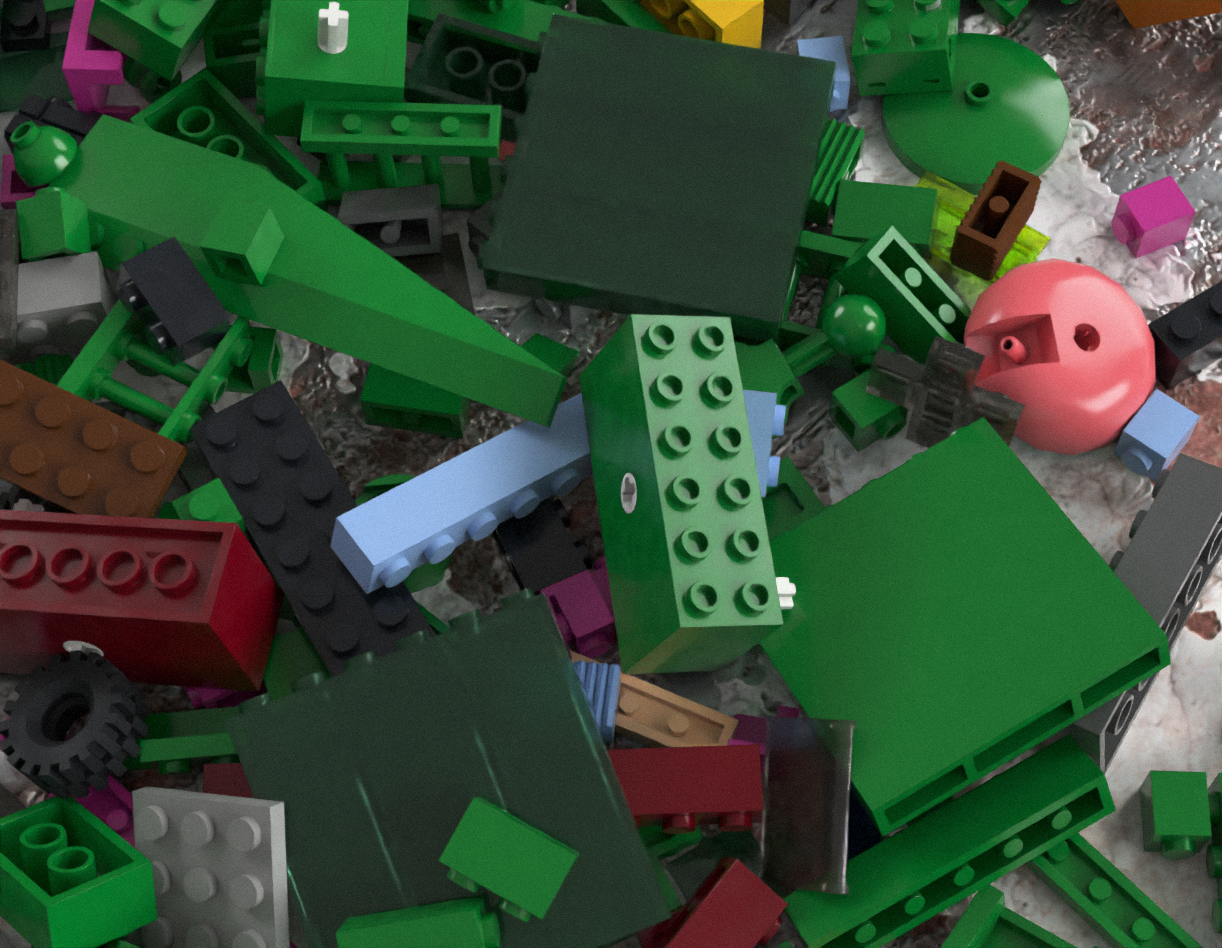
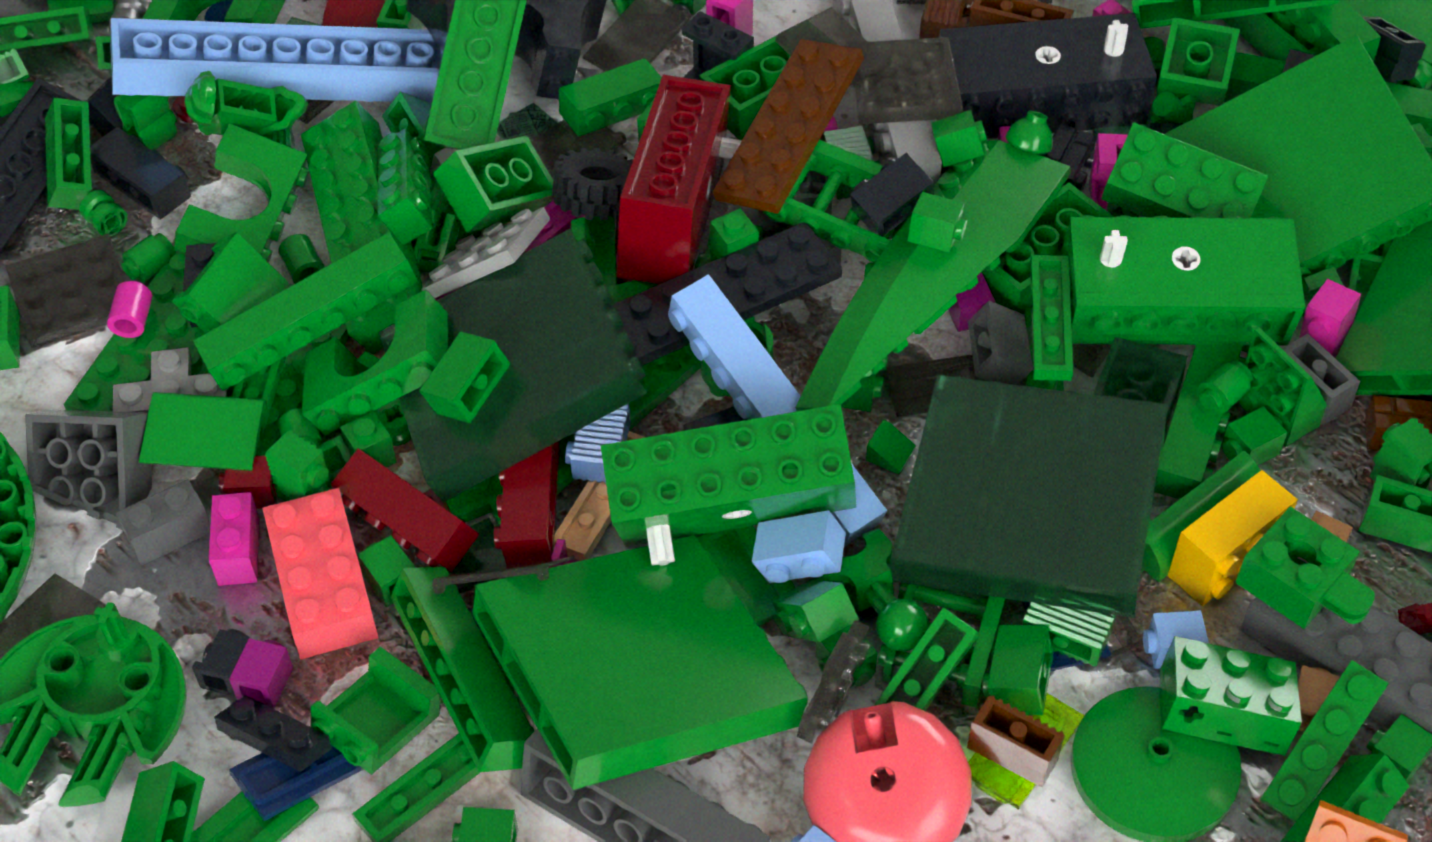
camera: 90 degrees right, 10 degrees down
(829, 429) = (814, 610): none -> green brick

